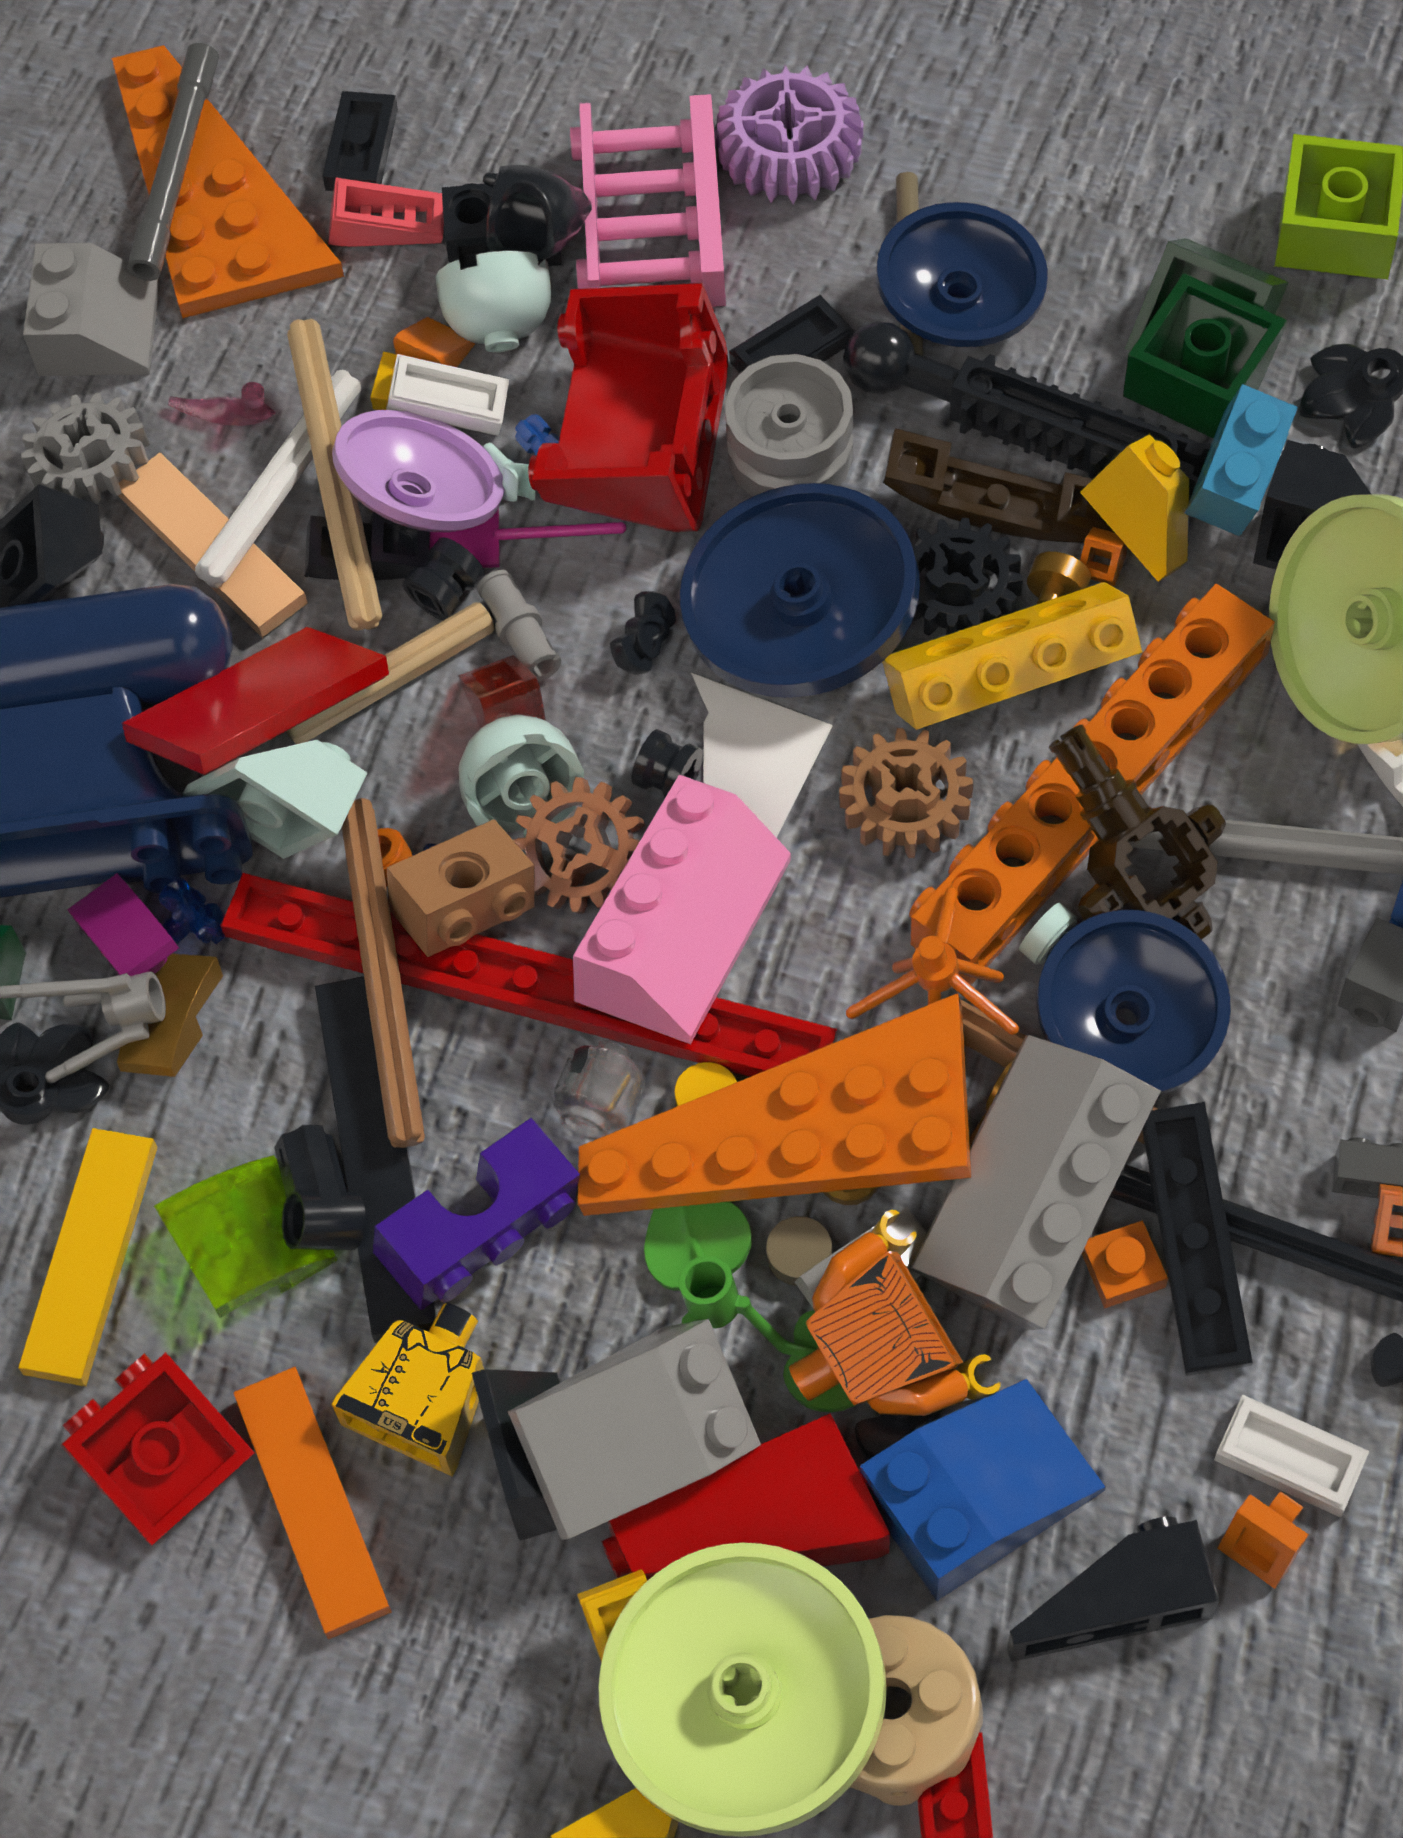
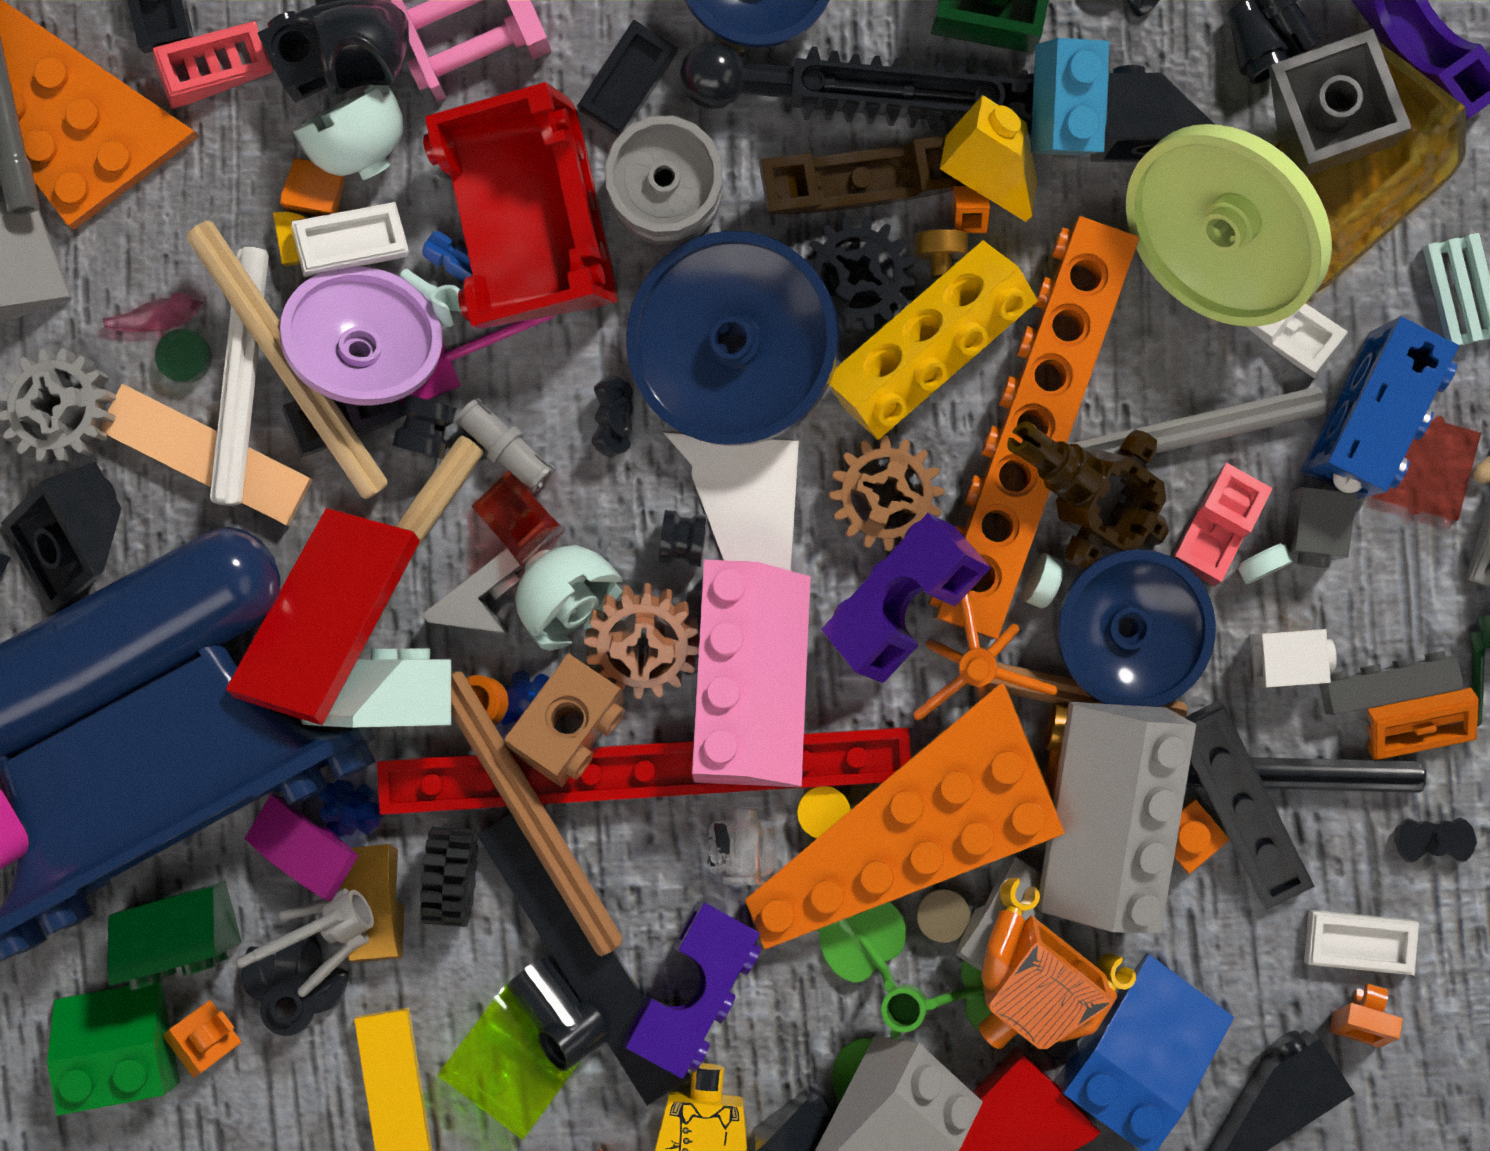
camera: 30 degrees left, 25 degrees up
(232, 452) = (183, 356): none -> clear green tile
(264, 1002) = (448, 876): none -> black tyre
(409, 752) = (466, 603): none -> light grey slope
(842, 898) = (871, 623): none -> dark purple arch
(1276, 946) = (1221, 523): none -> coral slope
(1308, 1103) = (1292, 658): none -> white brick
(1310, 997) = (1265, 563): none -> light aqua tile

